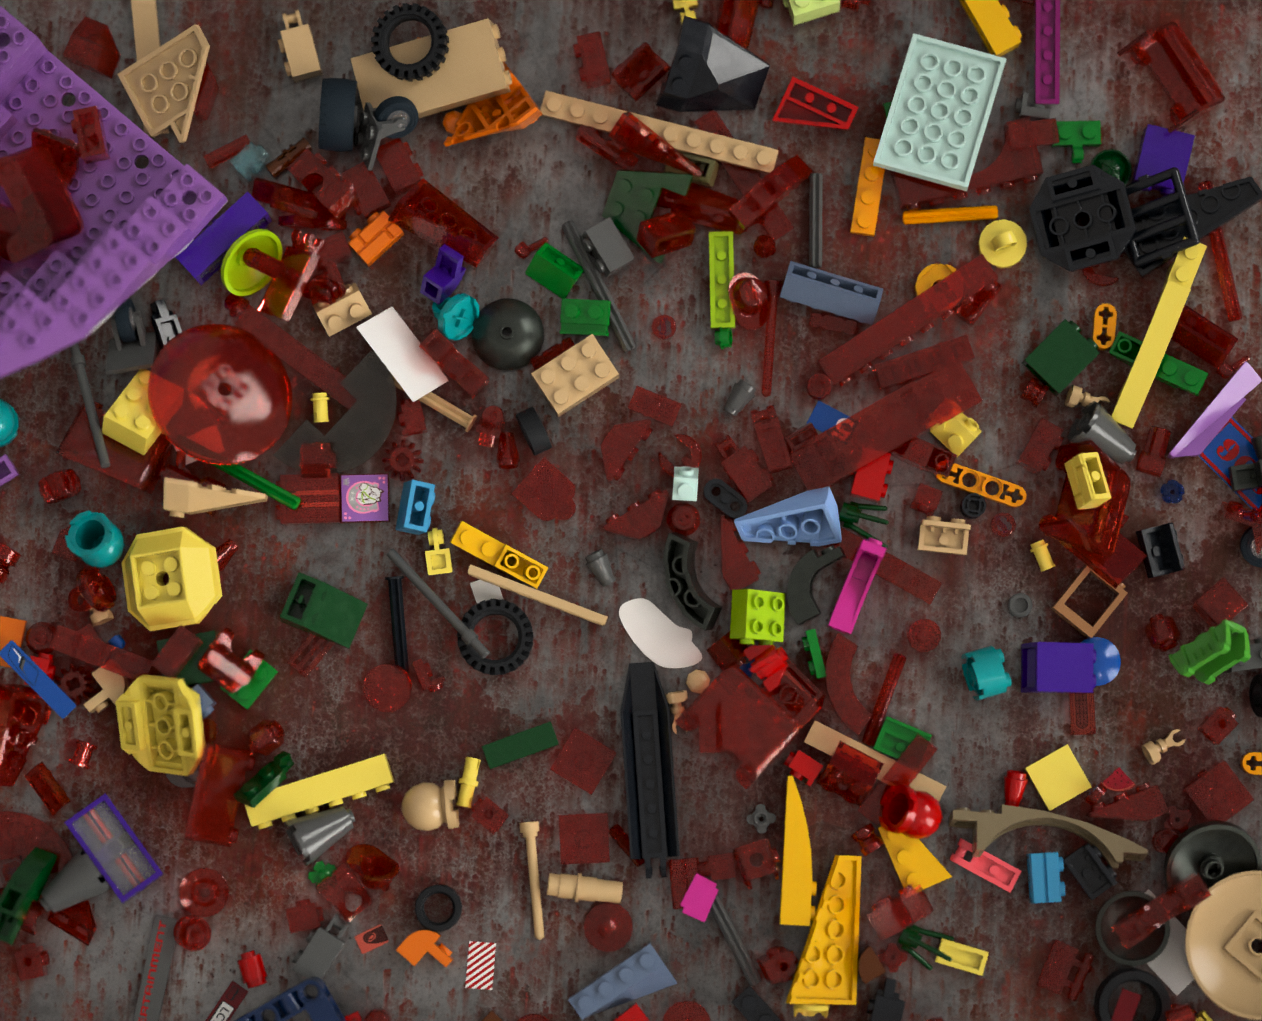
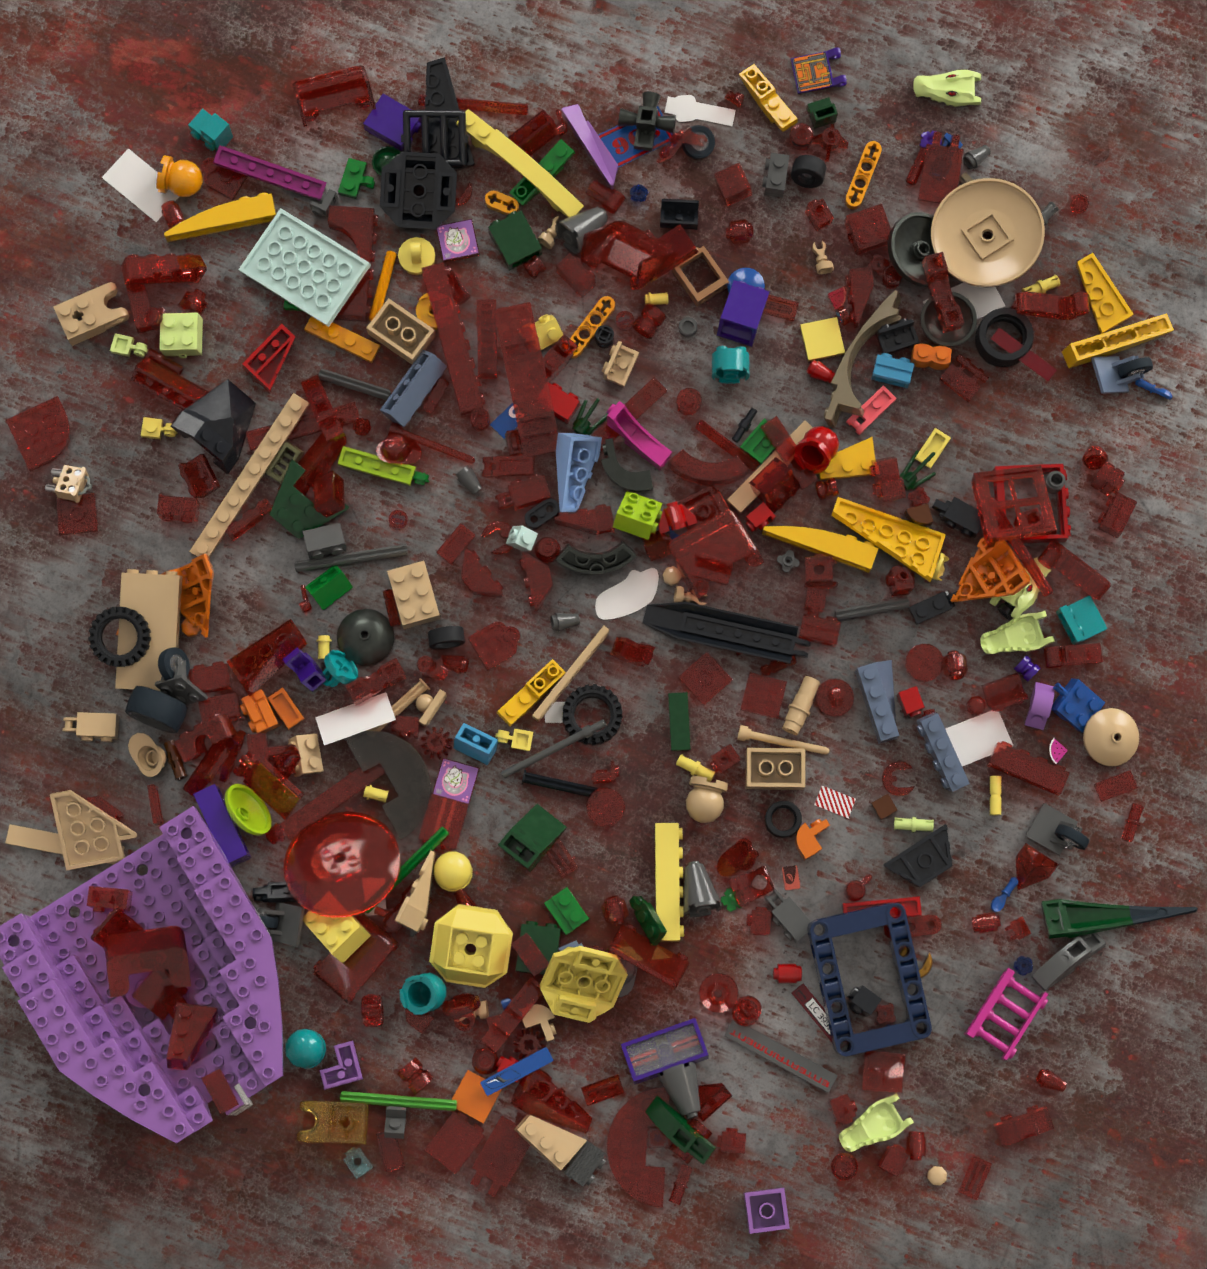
camera: 75 degrees left, 5 degrees down
(78, 364) = (282, 968): dark grey bar -> none
(83, 754) = (584, 1054): clear red bush -> none
(93, 48) = (39, 884): clear red slope -> none
(225, 667) = (553, 922): clear red piece -> none
(250, 160) = (168, 790): clear light blue brick -> none
(253, 528) = (452, 871): none -> light yellow tile
(264, 263) = (252, 799): clear red piece -> none
(283, 122) = (146, 754): none -> tan piece
(316, 460) = (416, 805): clear red brick -> none
(391, 267) = (285, 708): none -> orange tile
(445, 437) = (429, 706): none -> tan tile
(479, 288) = (323, 646): none -> light yellow pin
(495, 880) = (775, 768): none -> tan brick
(585, 317) = (372, 574): green plate -> none
(586, 661) = (632, 652): none -> clear red brick
(641, 140) = (251, 490): clear red wedge -> none
(699, 898) = (834, 621): dark pink sticker -> none
(811, 644) = (685, 484): green plate -> none
(898, 255) = (400, 331): none -> tan brick
(916, 713) = (744, 425): none -> black bar
(926, 499) = (589, 368): clear red brick -> none
(1009, 554) = (647, 323): none -> clear red wheel
(1033, 133) = (343, 206): clear red plate -> none
(1038, 287) = (457, 240): none -> tile
(1078, 927) = (934, 357): none -> orange brick
(1087, 480) = (613, 246): light yellow brick -> none
(1213, 652) = (766, 198): bright green piece -> none

